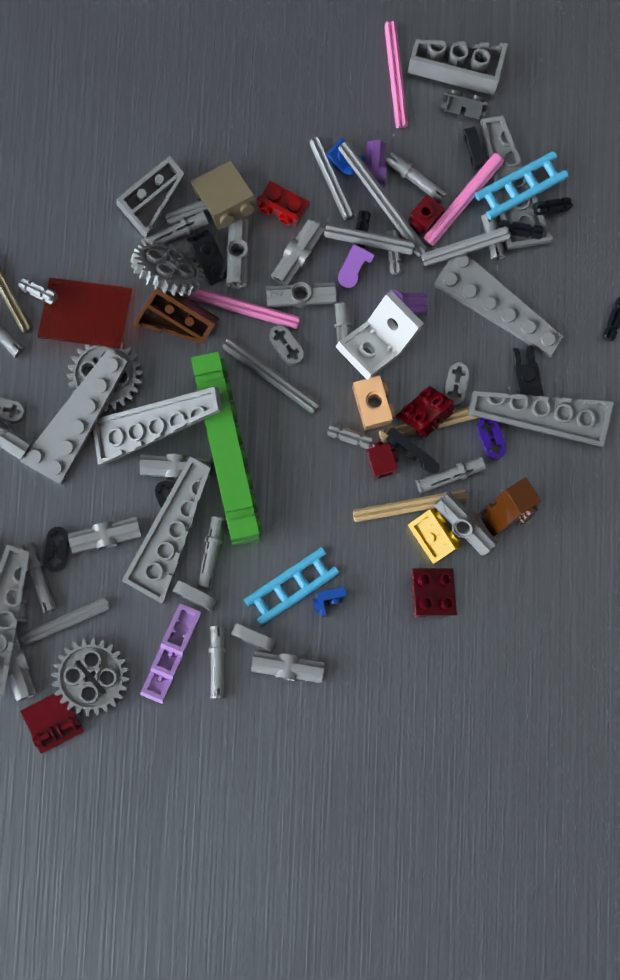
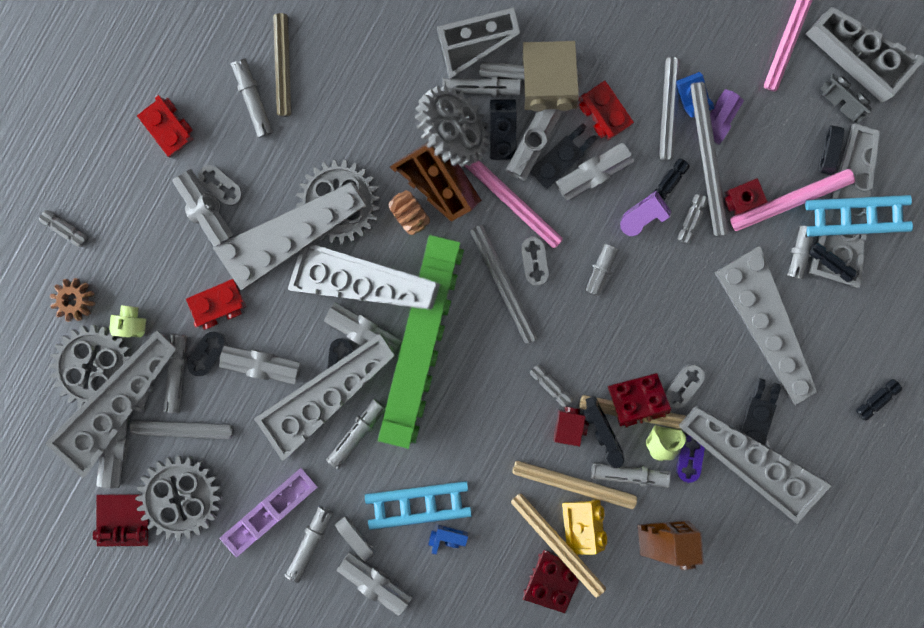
camera: 30 degrees right, 10 degrees up
(38, 290) = (313, 81): light grey axle -> none
(45, 505) = (216, 303): none -> red bracket
(85, 313) = (349, 127): clear red piece -> none
(166, 354) = (409, 212): none -> nougat gear
(194, 595) = (318, 468): light grey beam -> none
(266, 256) = (561, 158): none -> black hinge
(316, 294) = (591, 224): light grey piece -> none
(369, 239) = (674, 195): light grey axle -> none
(370, 416) = (587, 349): light nougat brick -> none
(381, 336) = (633, 304): white bracket -> none
(408, 171) = (756, 151): light grey pin -> none
(414, 301) = (677, 279): medium lavender piece -> none
(421, 558) = (558, 545): none -> tan axle
(464, 435) = (665, 442): none -> yellowish green piece
(466, 246) = (768, 252): light grey axle -> none
(474, 531) = (619, 532): light grey piece -> none
(552, 206) = (878, 252): black axle -> none

